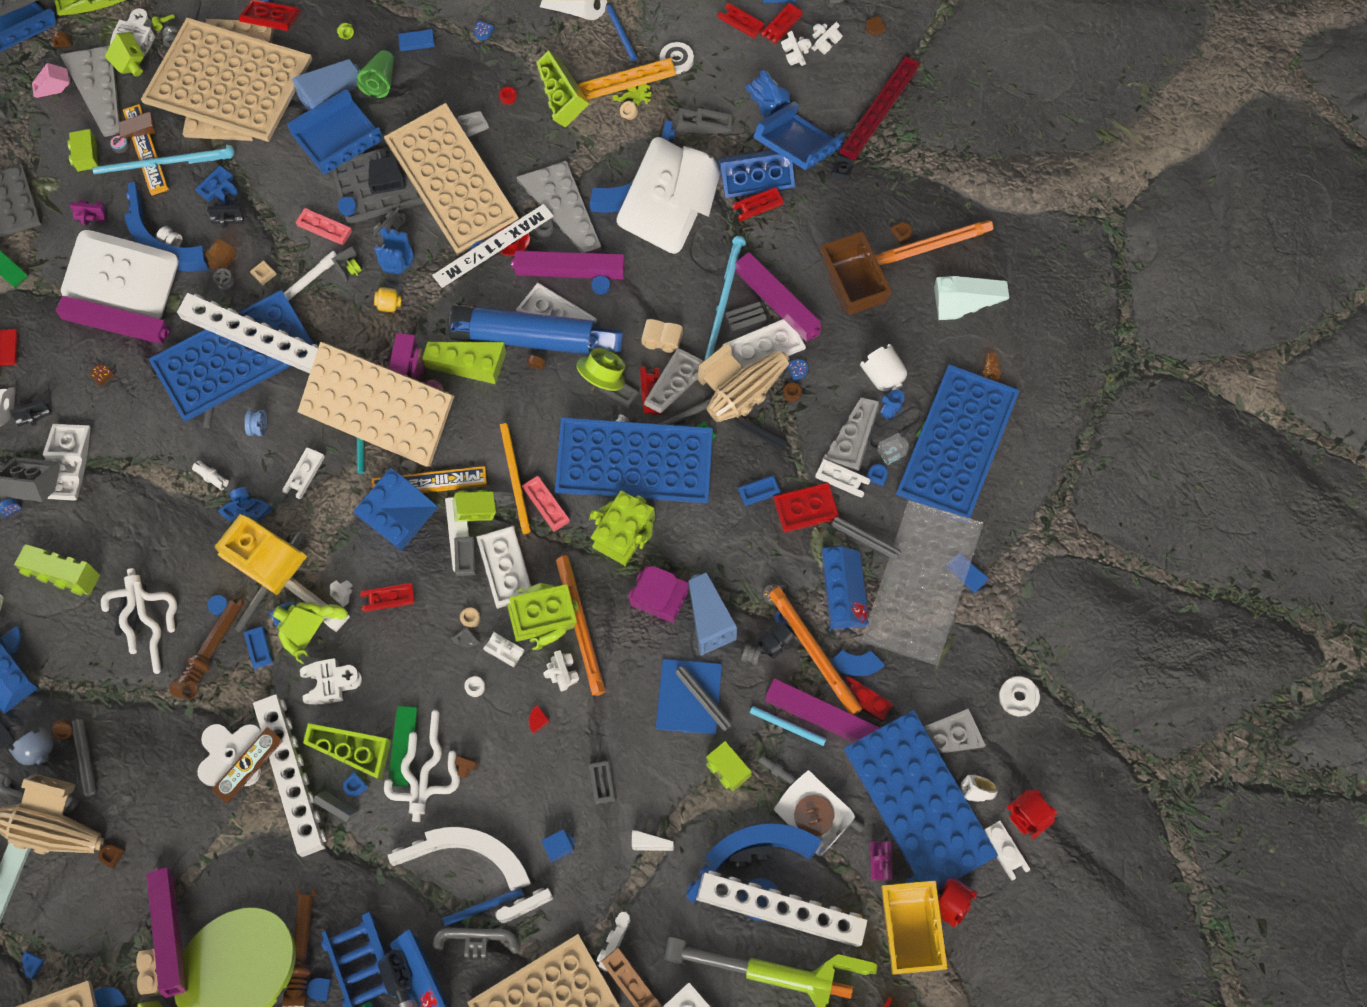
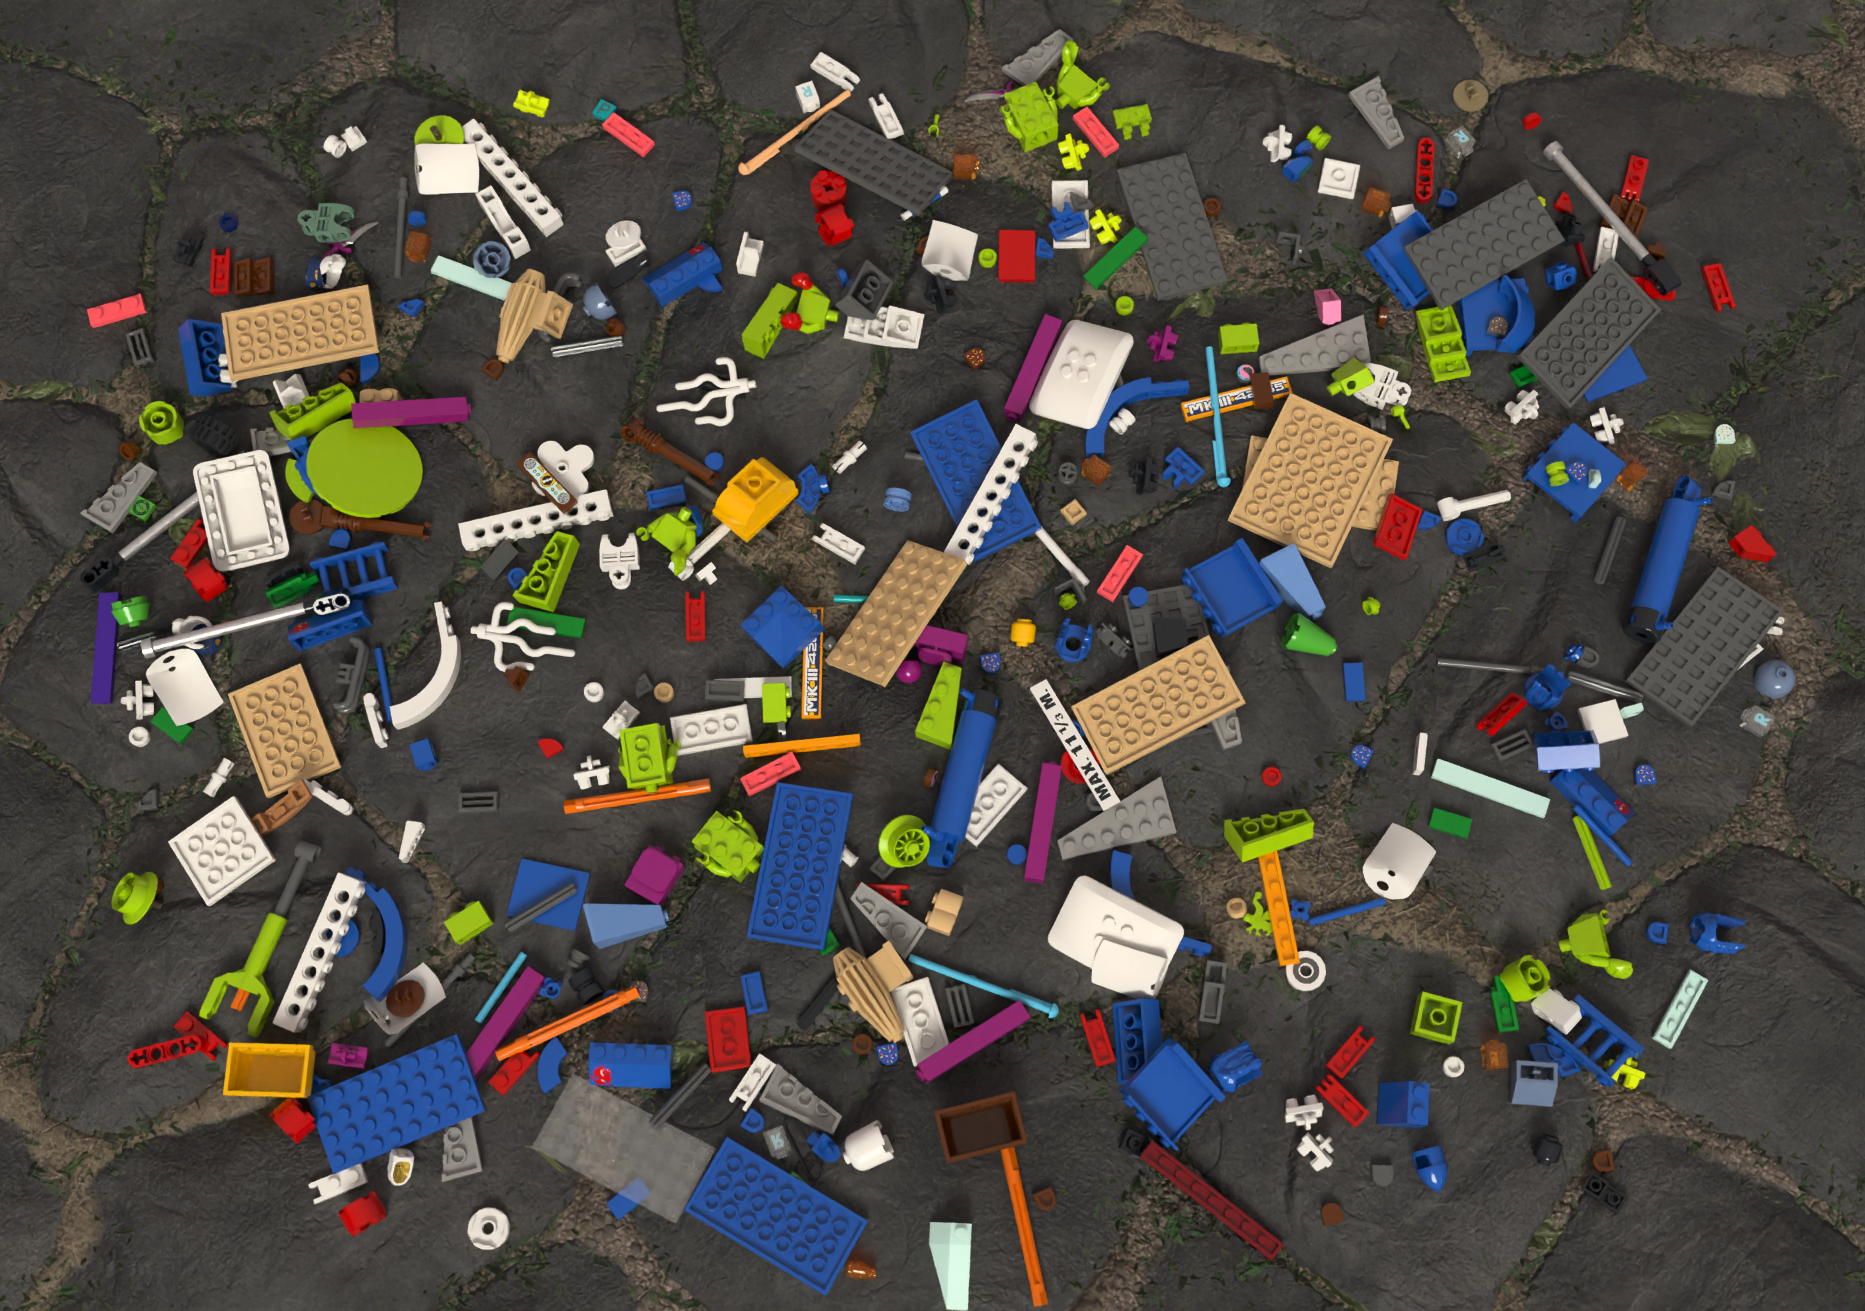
camera: 95 degrees right, 5 degrees up
(42, 530) = (812, 308): none -> lime torso
(46, 250) = (1124, 305): none -> lime tile
(419, 326) = (990, 663): none -> blue tile
(628, 61) = (1294, 913): none -> blue plate
(783, 674) = (554, 992): none -> blue plate

